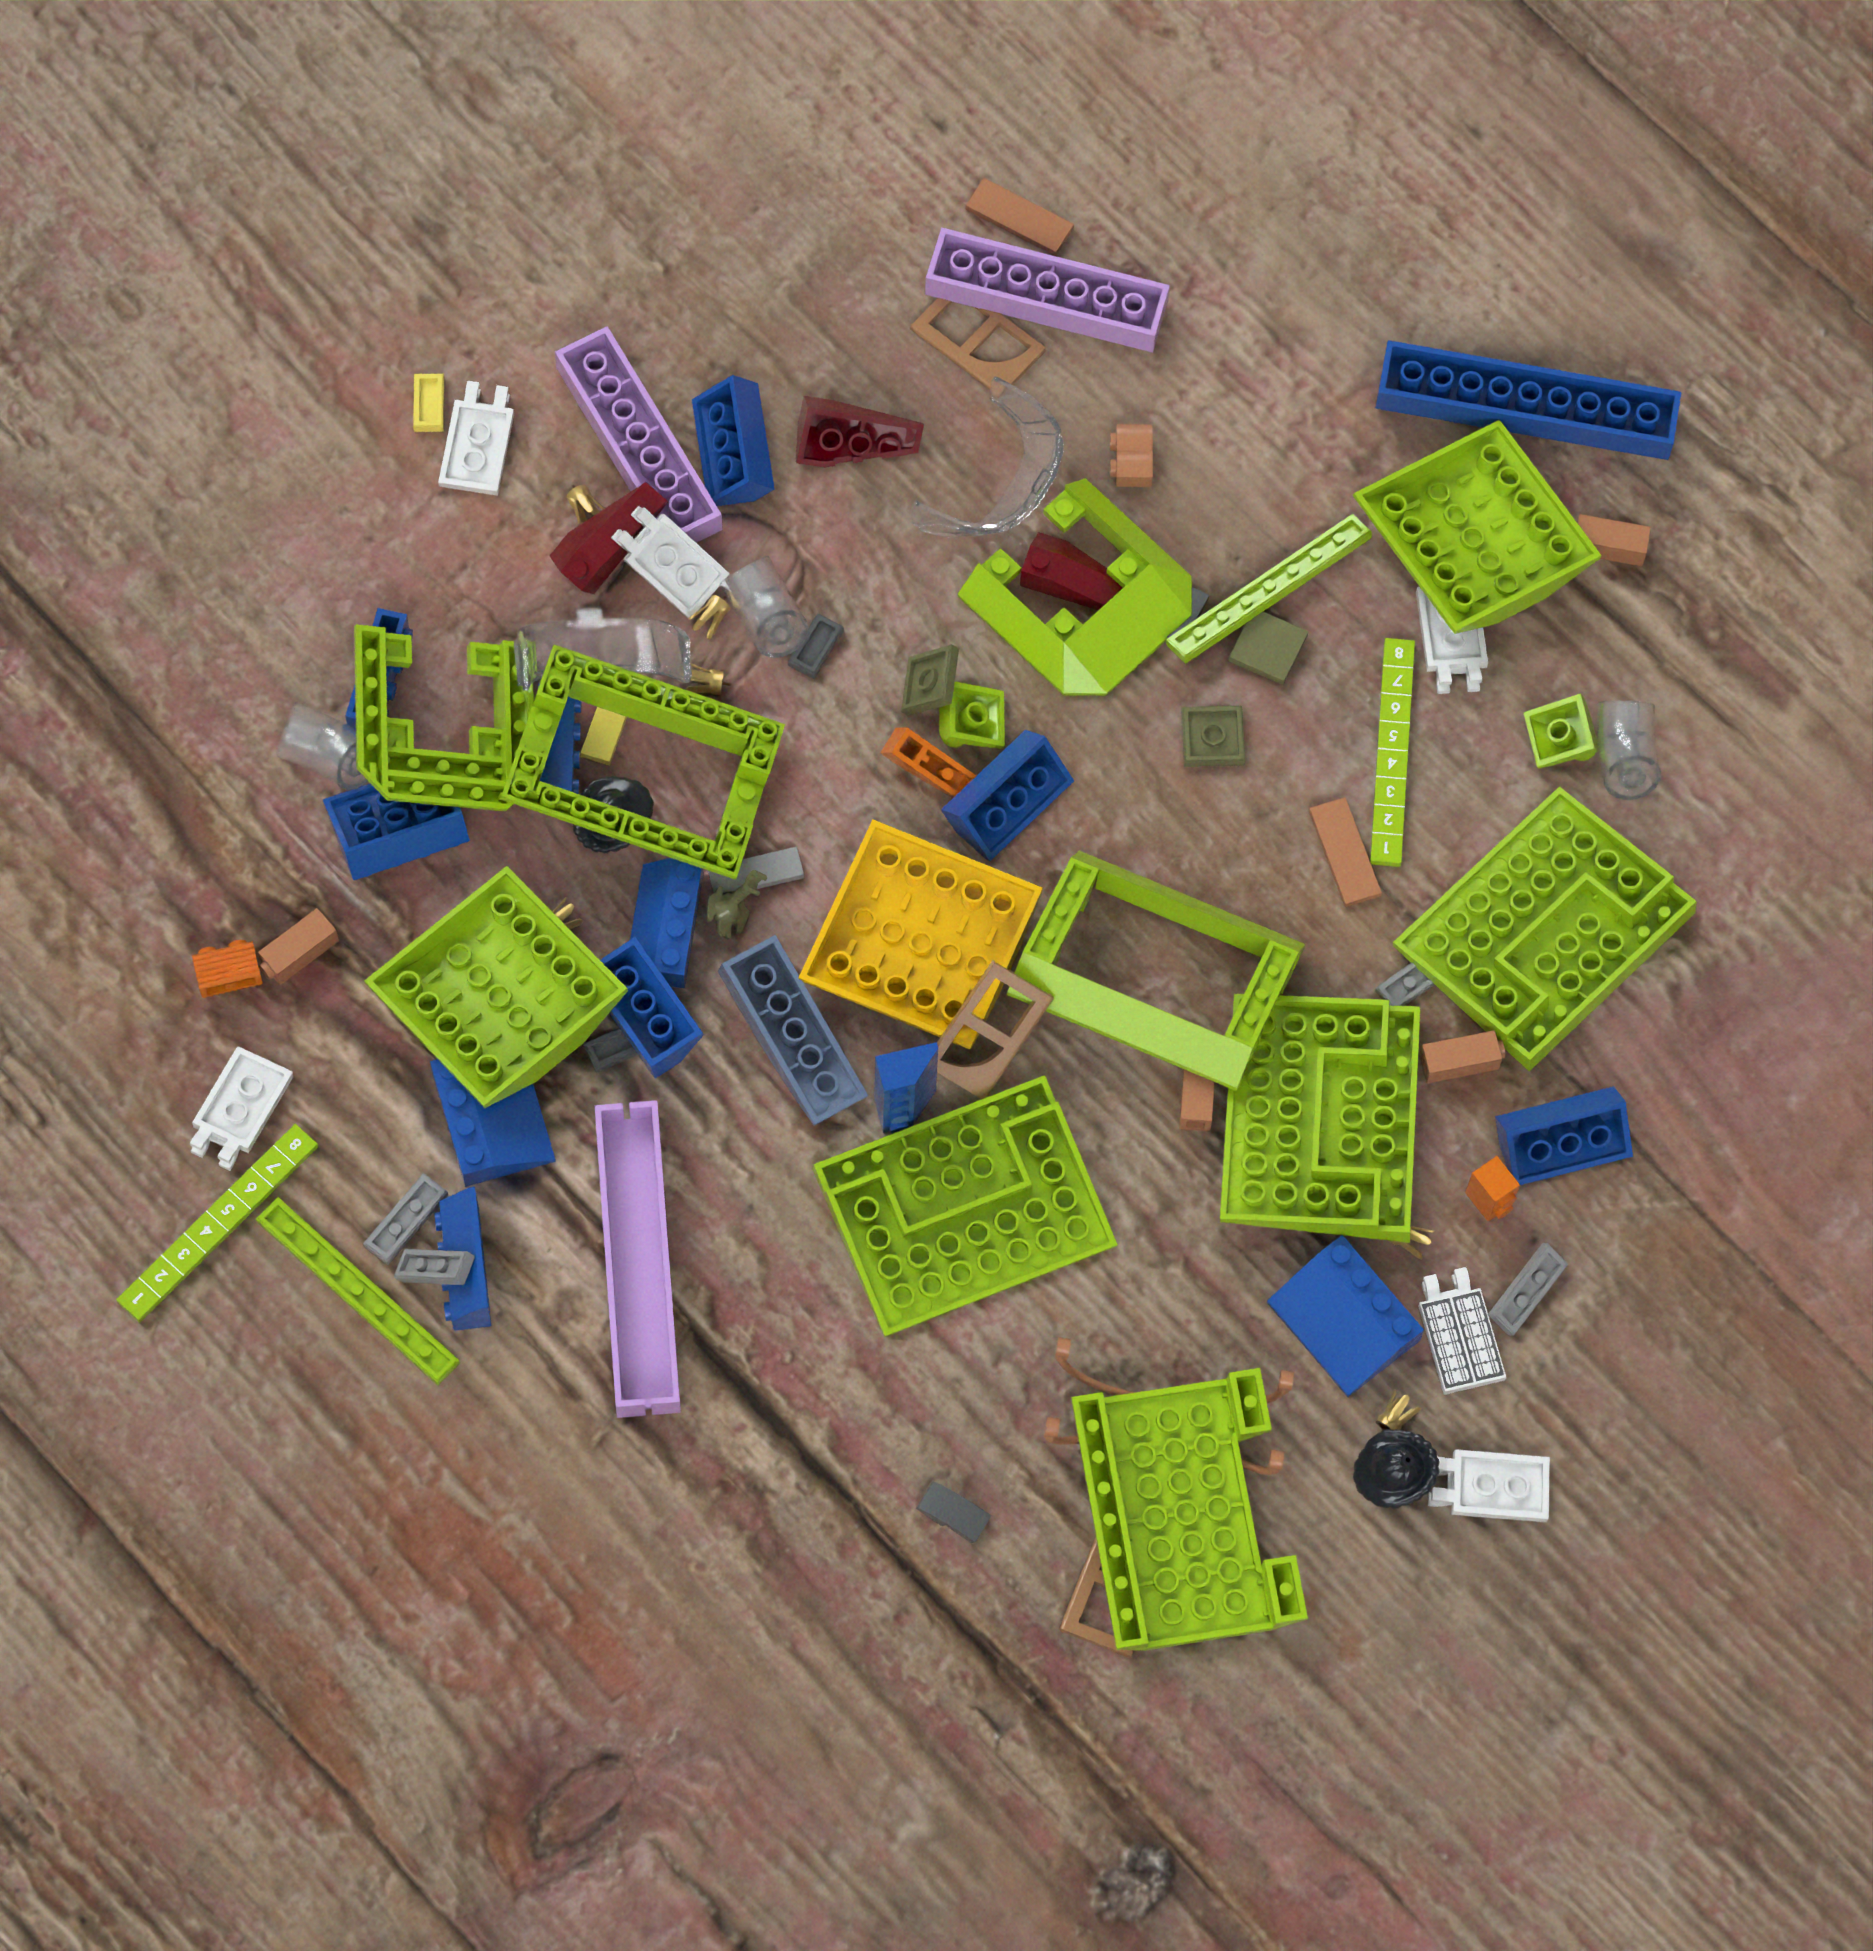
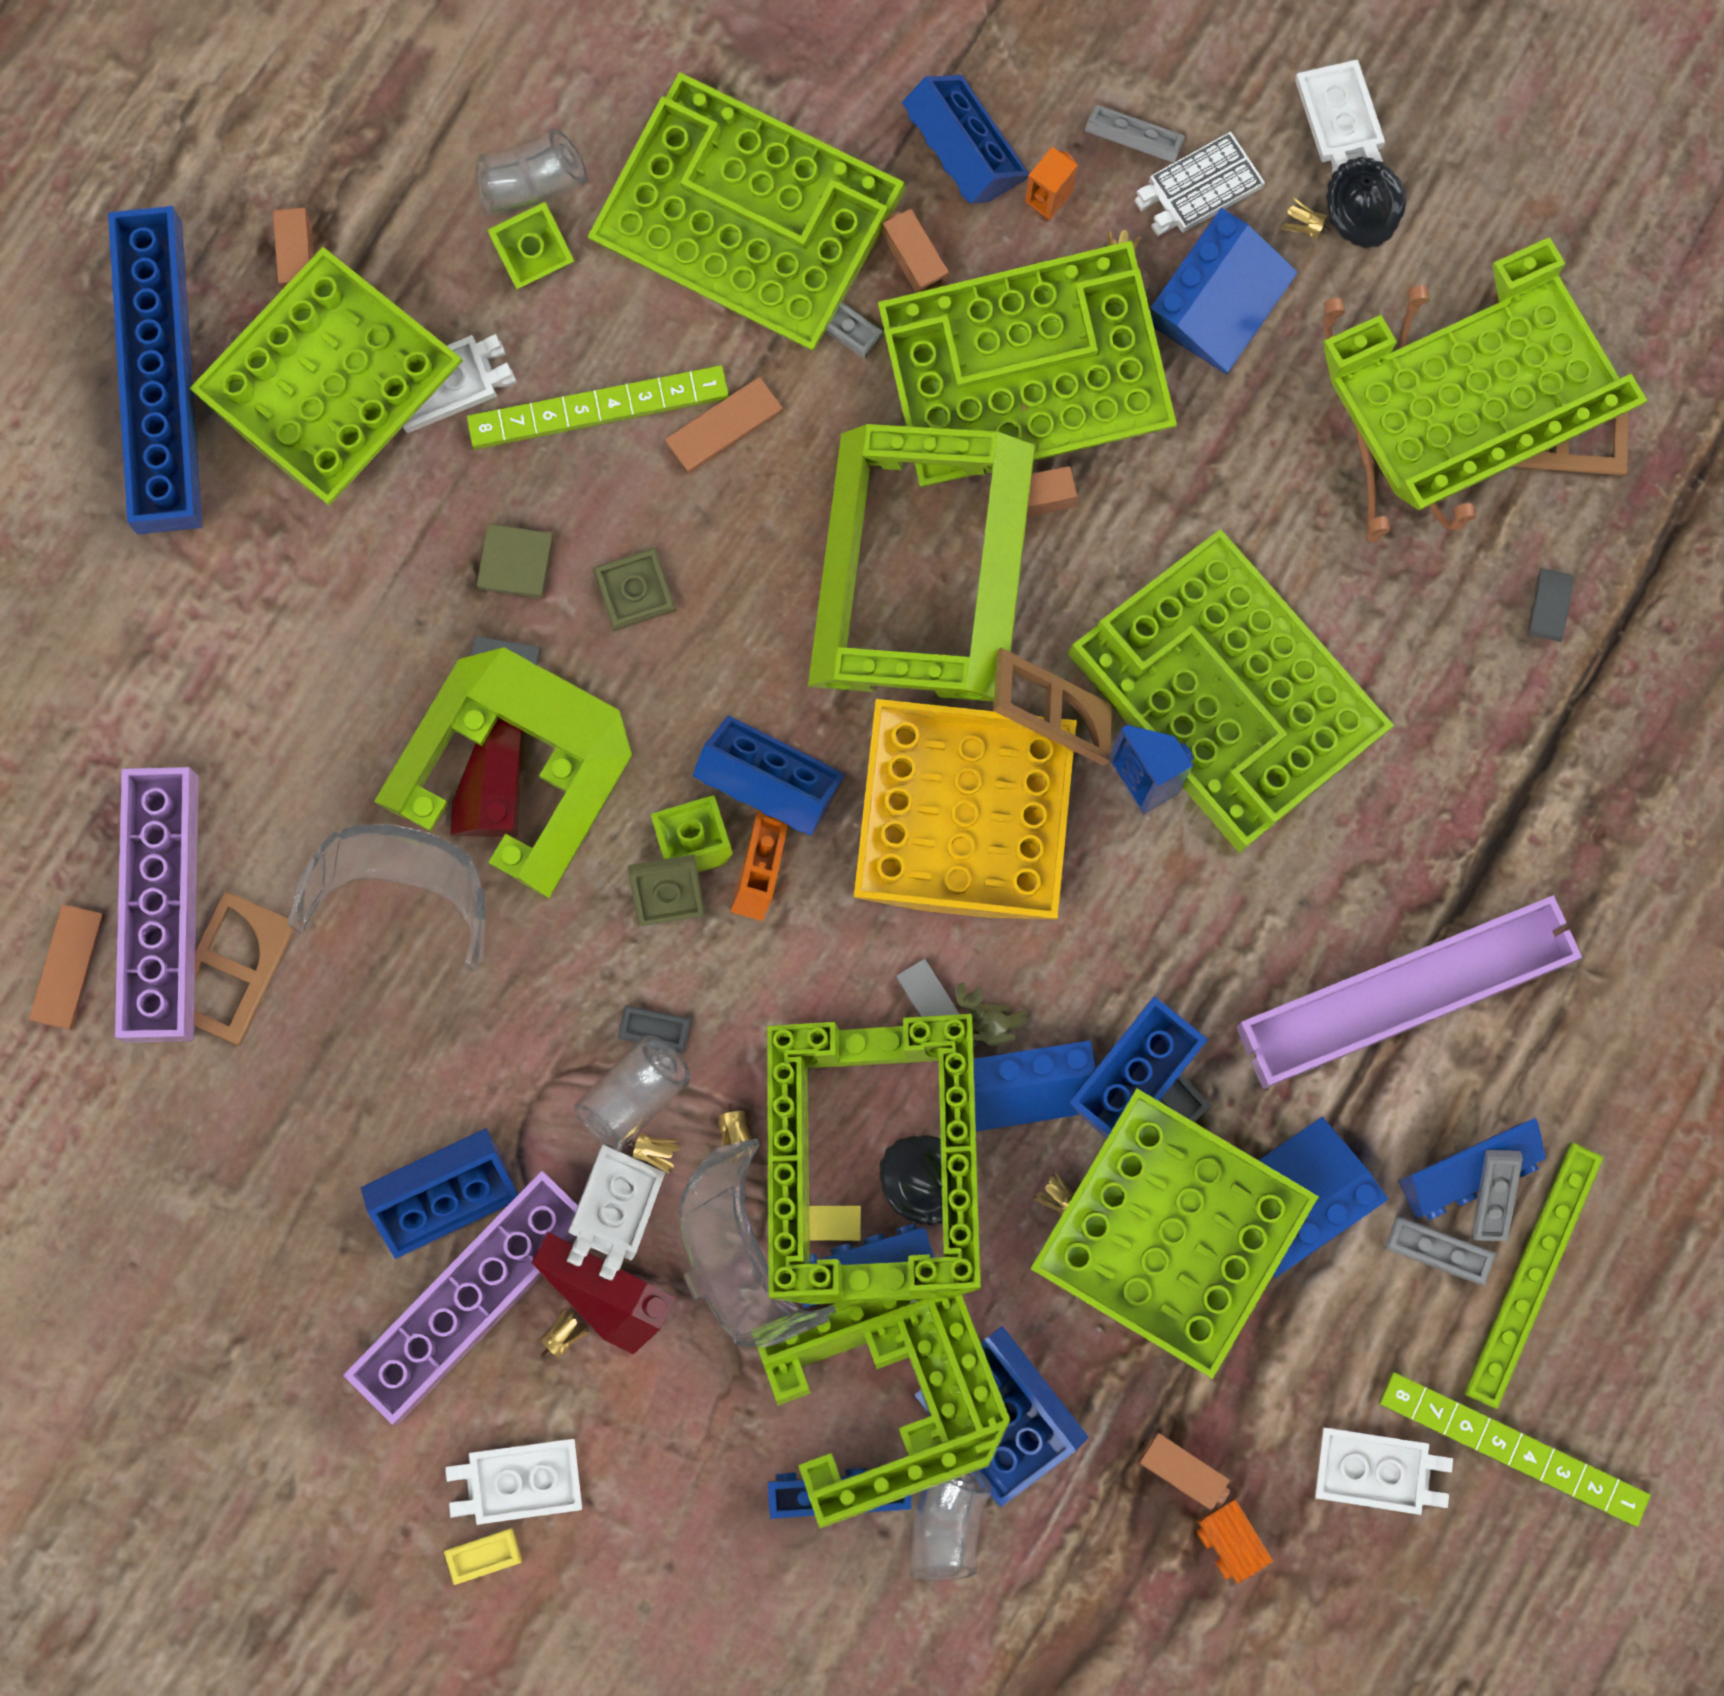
camera: 105 degrees left, 10 degrees up
(791, 1030) = (1106, 914): sand blue slope -> none
(842, 433) = (391, 1078): dark red wedge -> none
(1133, 455) = (332, 758): nougat brick -> none
(1268, 588) = (451, 575): lime tile -> none

